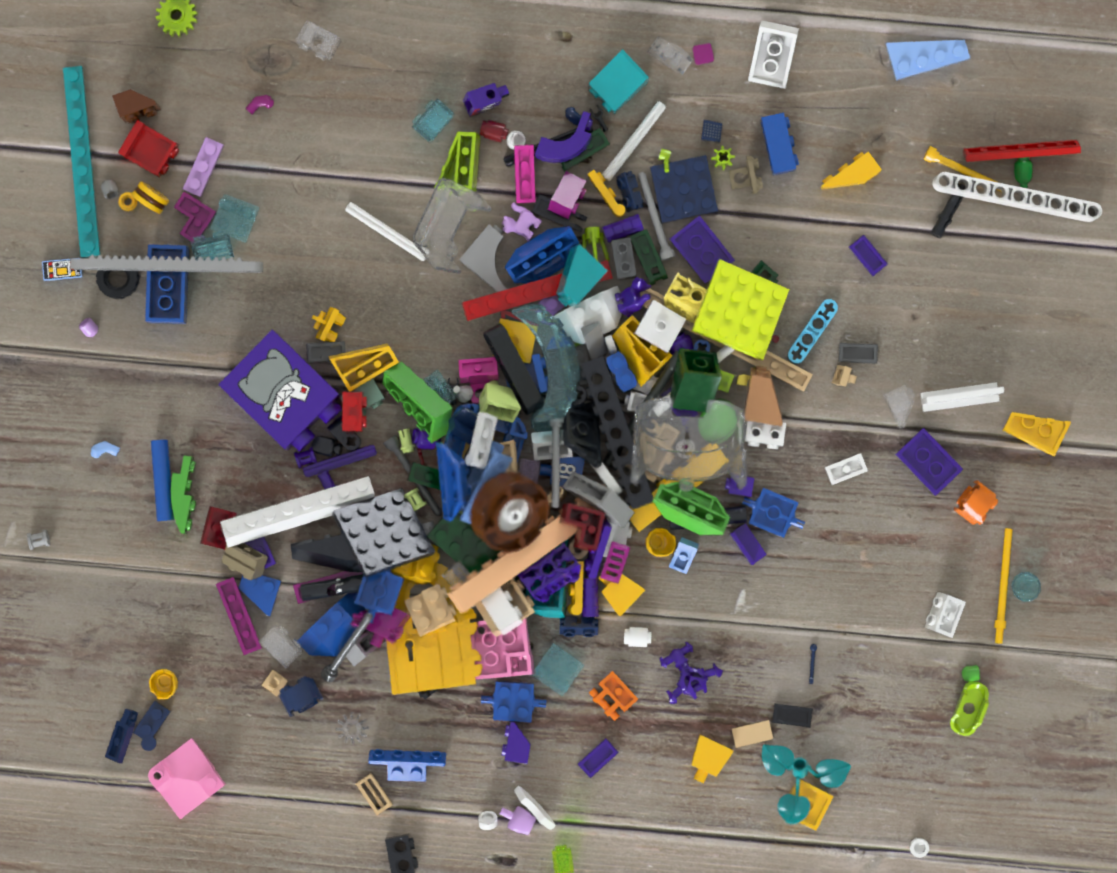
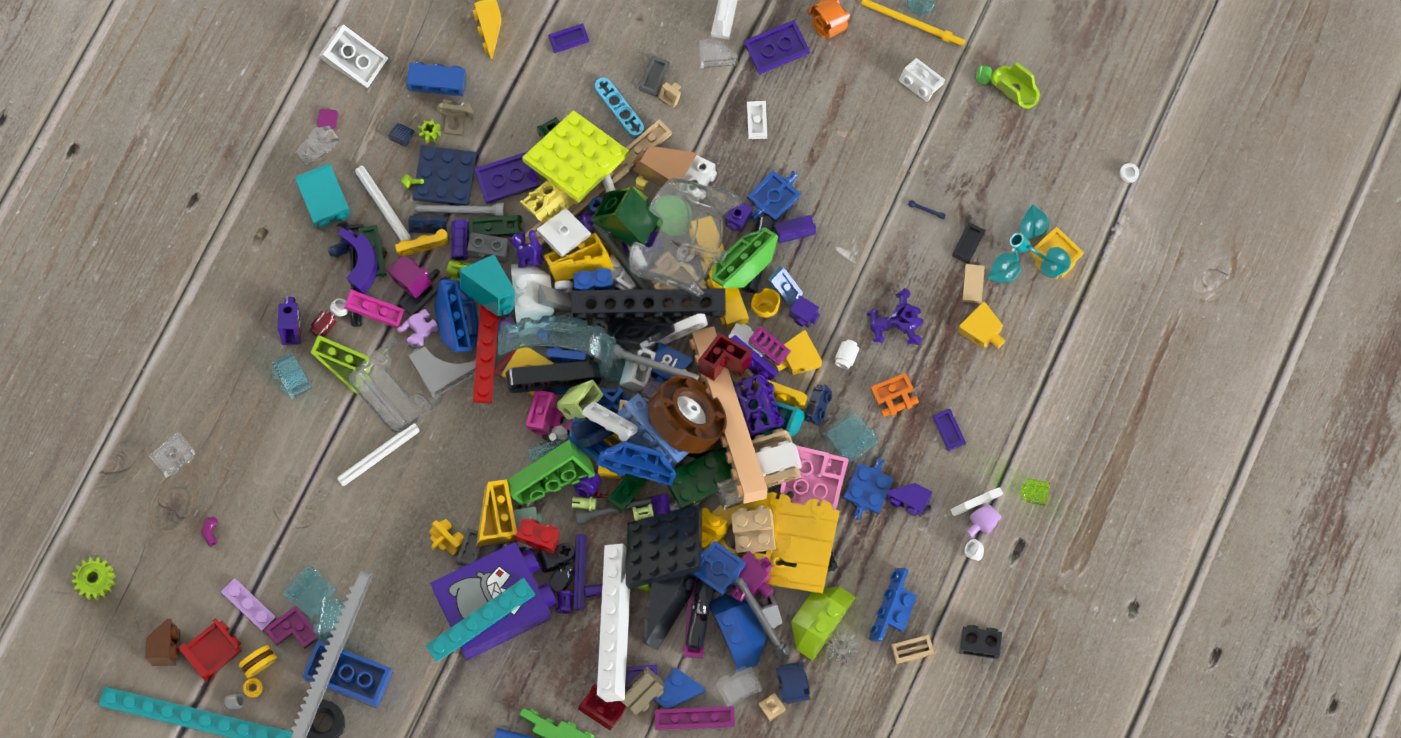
camera: 70 degrees left, 15 degrees down
(252, 389) = (480, 620): none -> teal plate
(372, 699) = (819, 619): none -> lime wedge
(426, 513) = (660, 504): none -> dark purple tile
(590, 603) = (795, 383): dark purple axle -> none
(600, 498) = (702, 335): light grey arch -> none
(664, 582) = (804, 312): none -> dark purple brick

